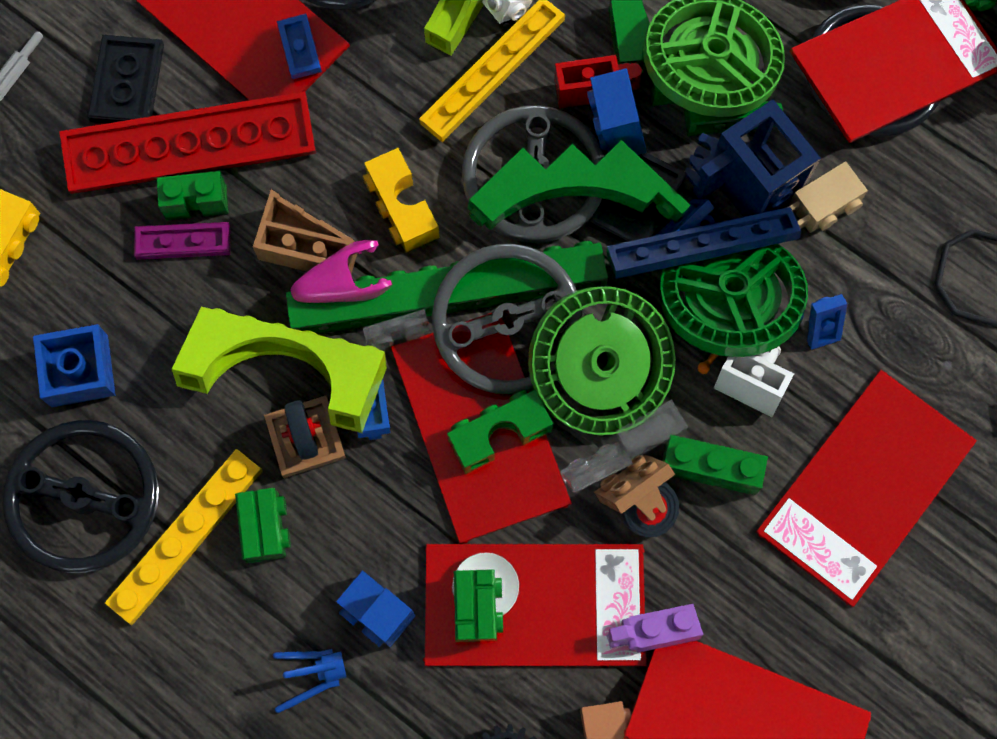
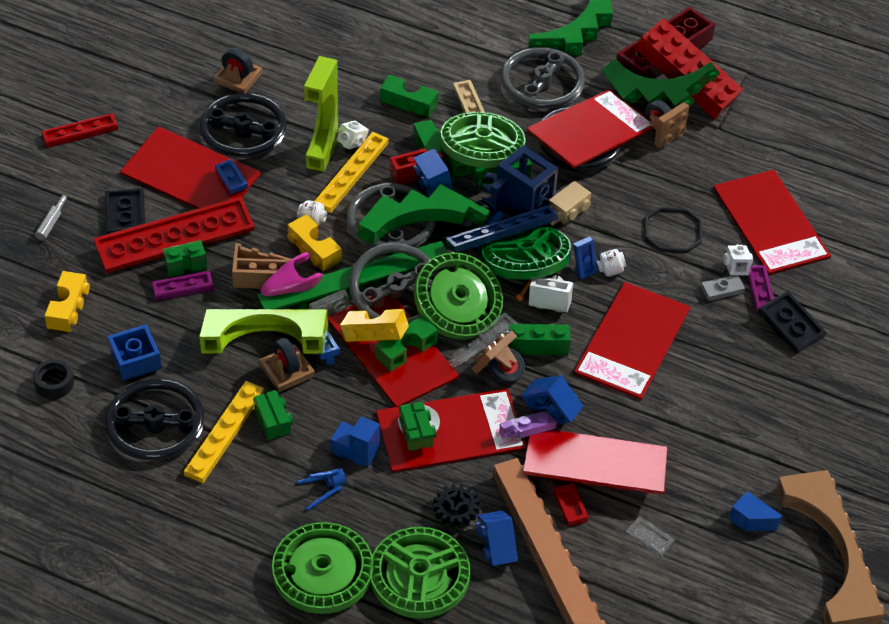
camera: 15 degrees left, 25 degrees down
(411, 140) = (314, 210): none -> white head
(473, 409) = (388, 326): none -> yellow arch
(708, 591) = (554, 396): none -> blue brick
(868, 332) = (611, 262): none -> white head

